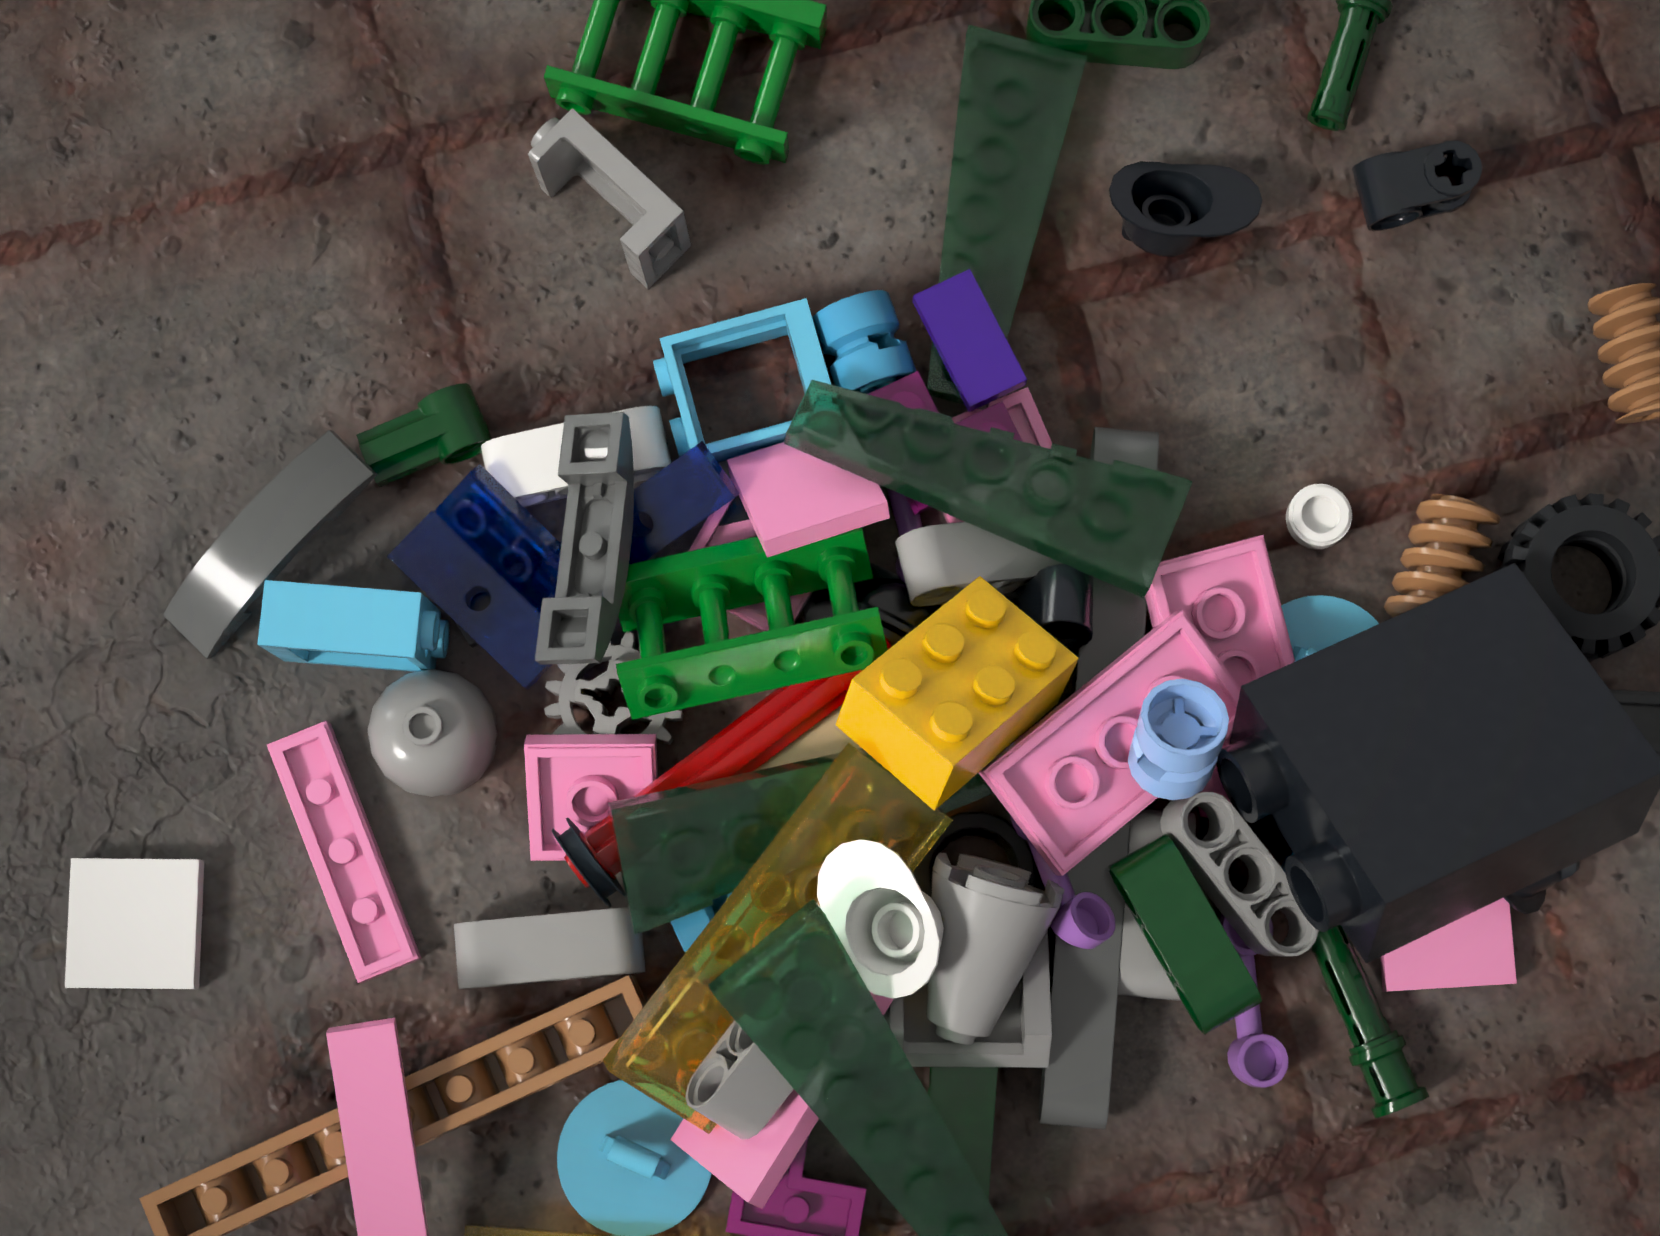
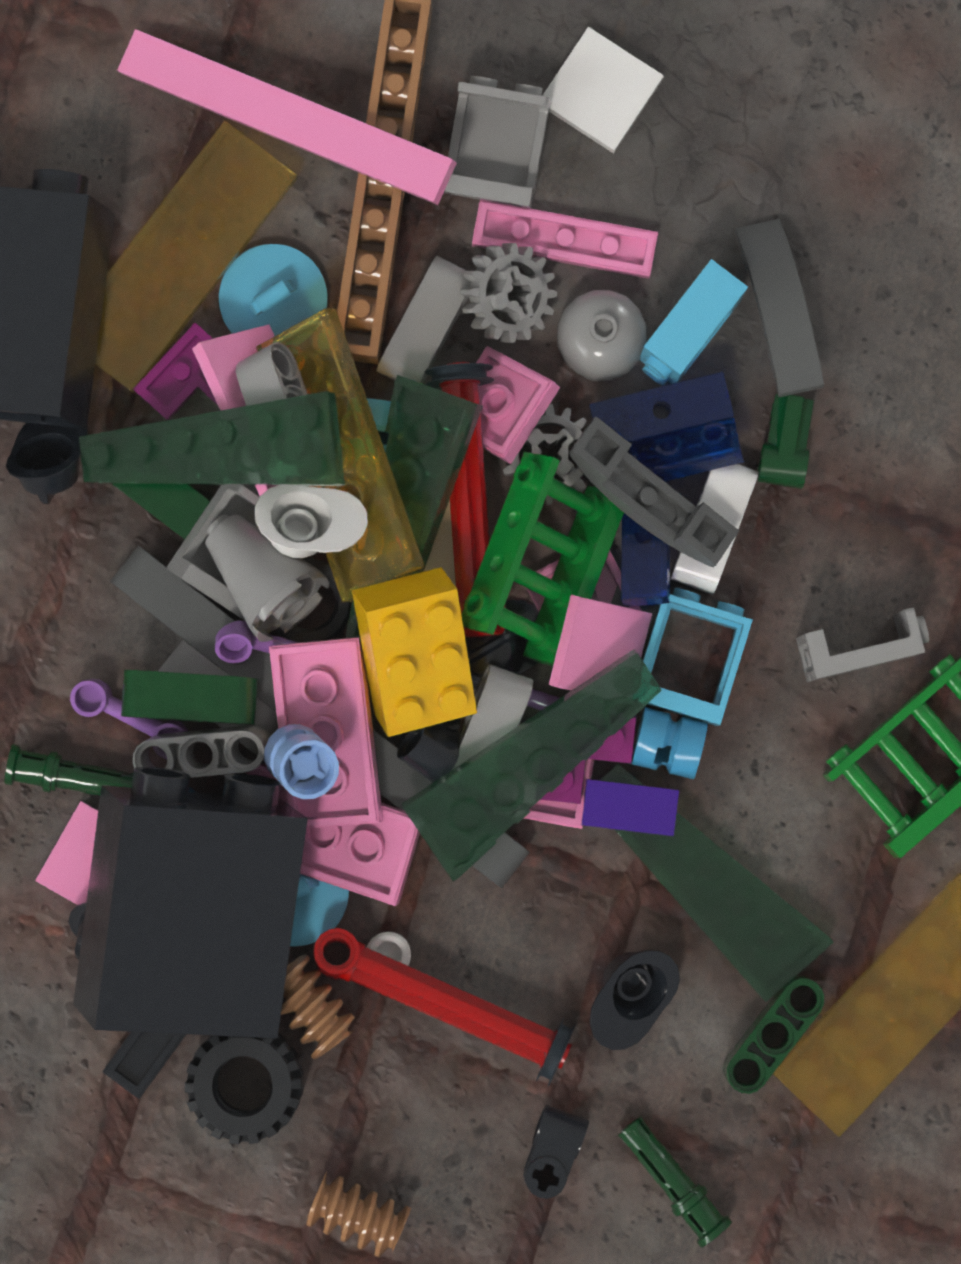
camera: 120 degrees right, 5 degrees up
(271, 1004) = (497, 142): none -> light grey panel
(450, 872) = (498, 277): none -> light grey gear
(1330, 402) = (446, 1002): none -> red piece

